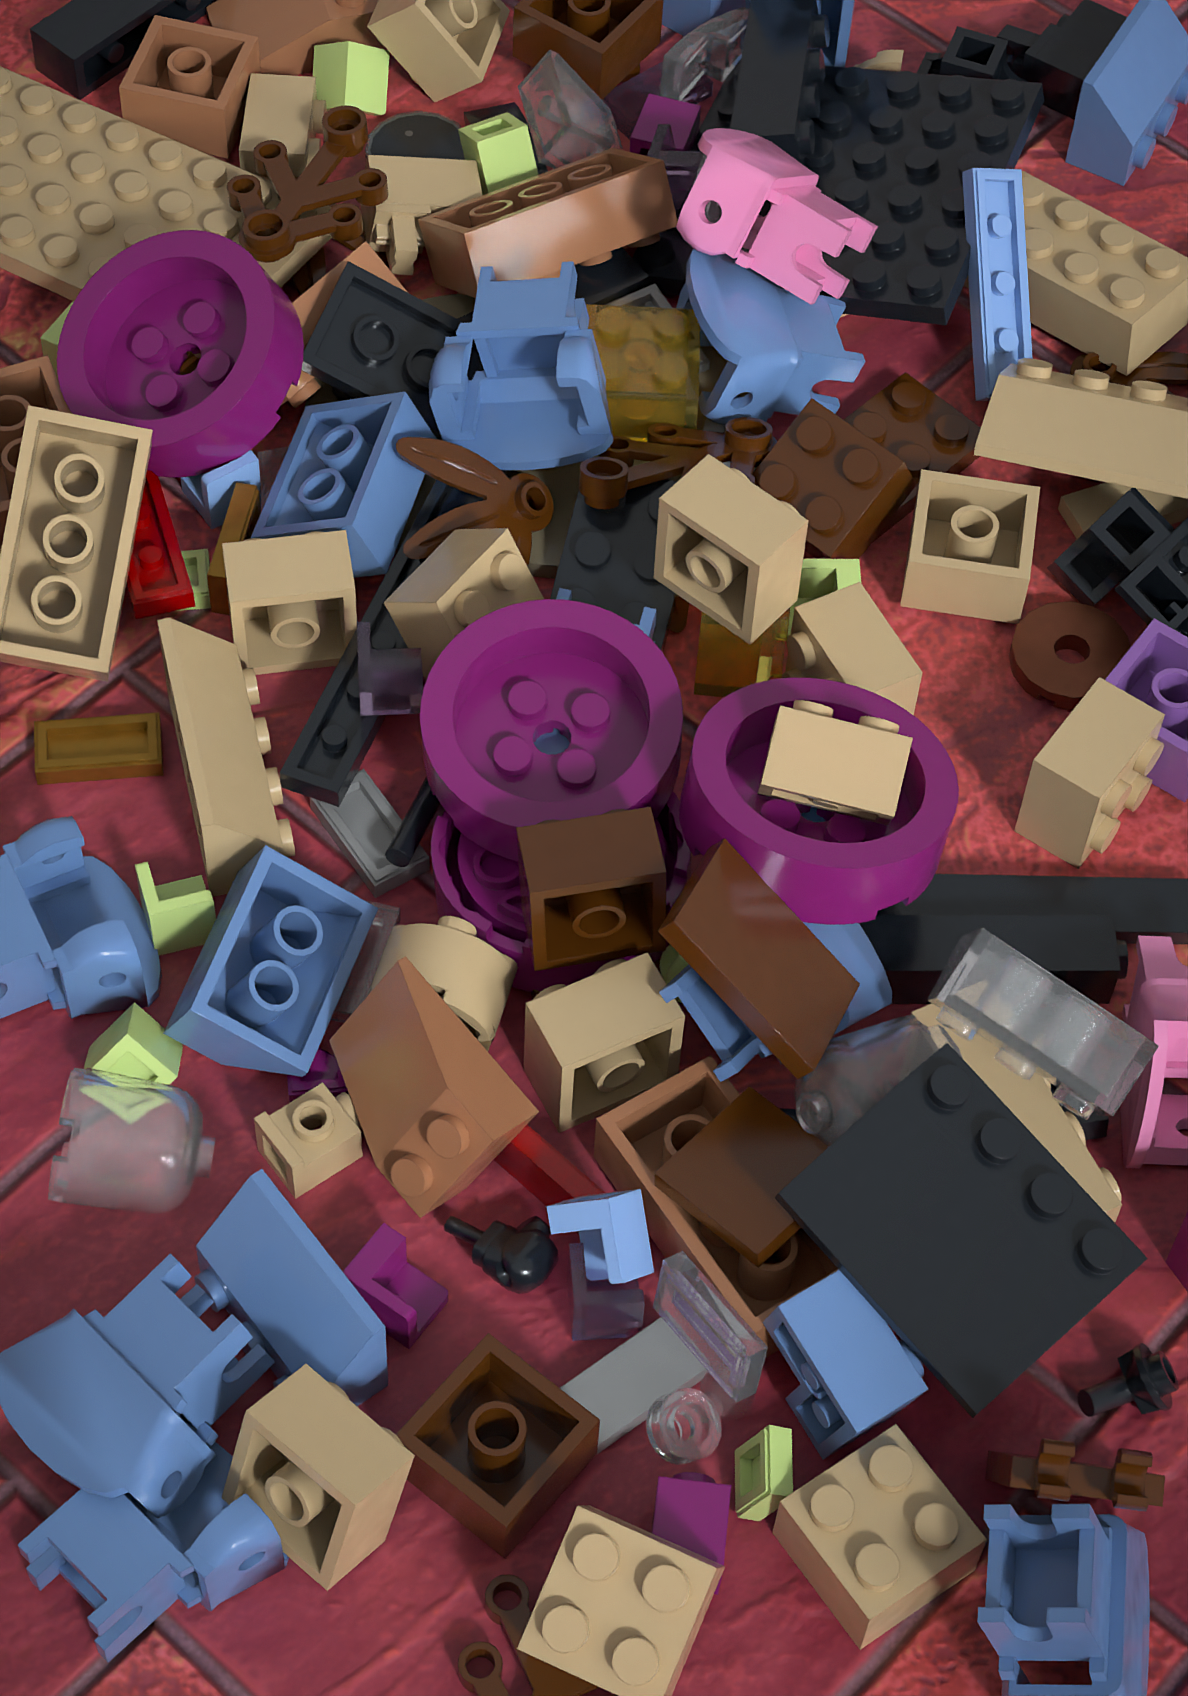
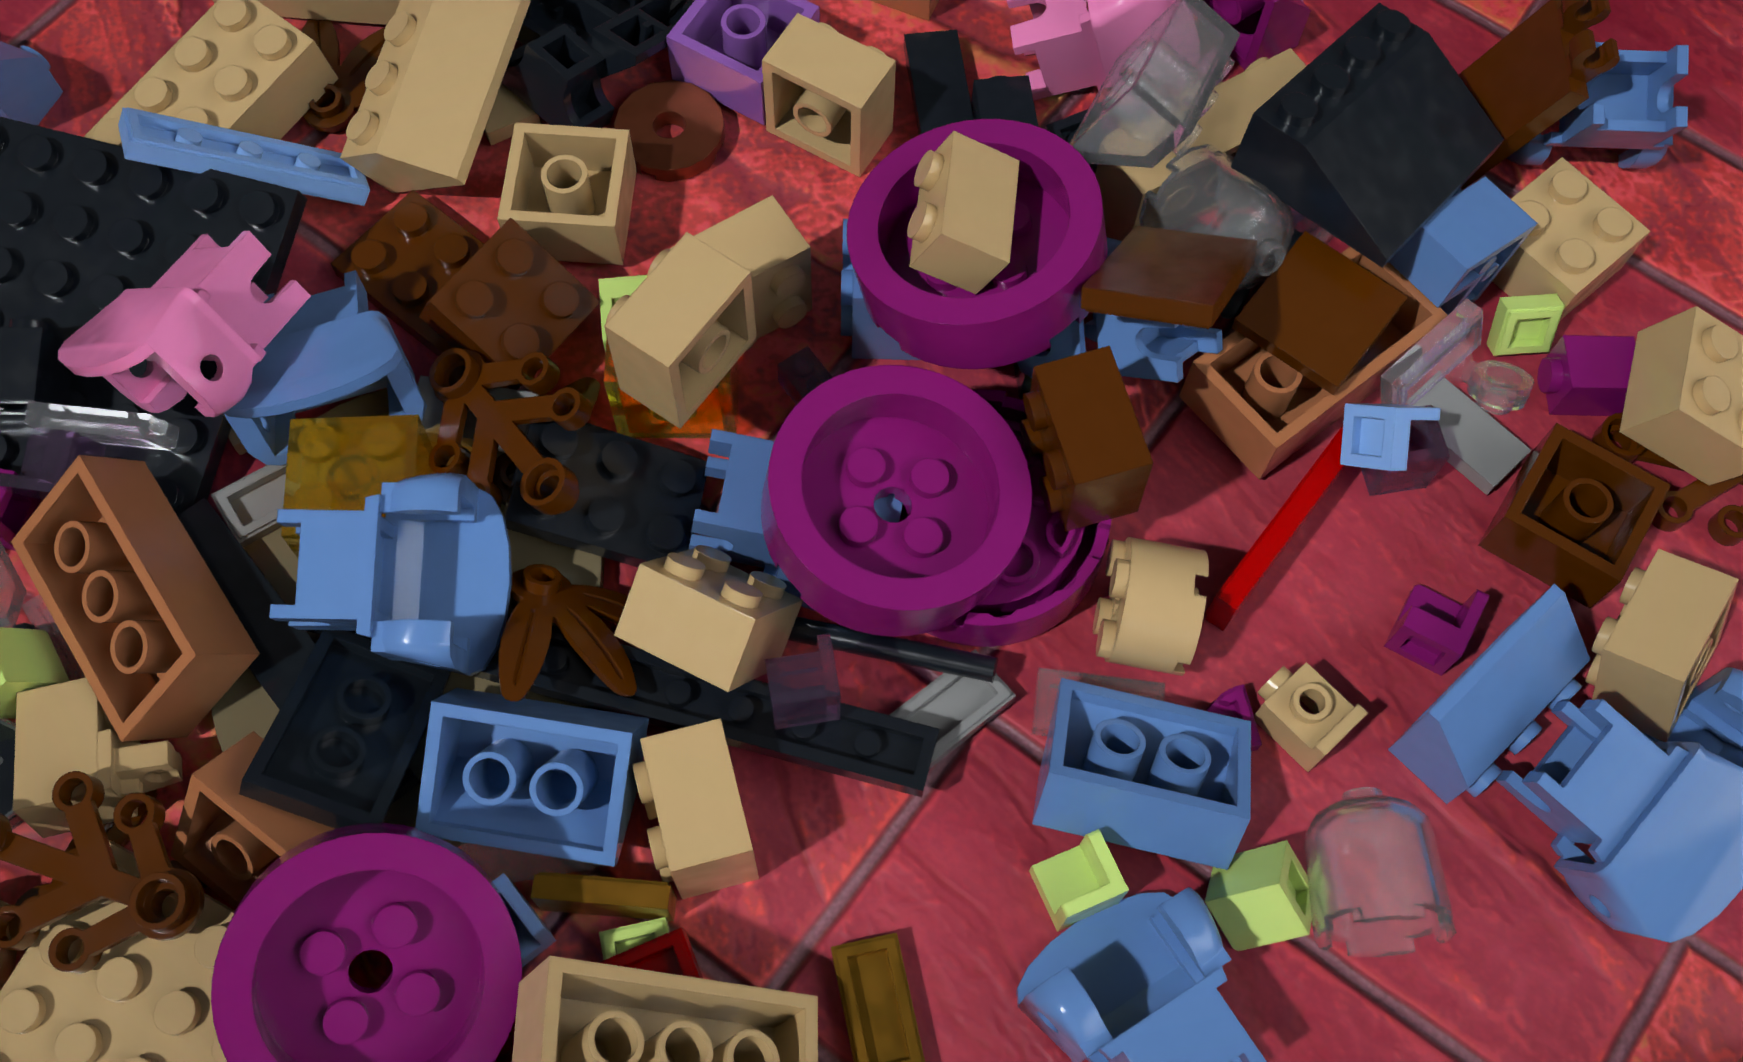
camera: 95 degrees left, 10 degrees up
(222, 752) = (905, 858): tan slope -> none
(425, 1090) = (1284, 593): nougat slope -> none
(510, 1255) = (1375, 532): black piece -> none
(601, 1040) = (1196, 457): tan brick -> none

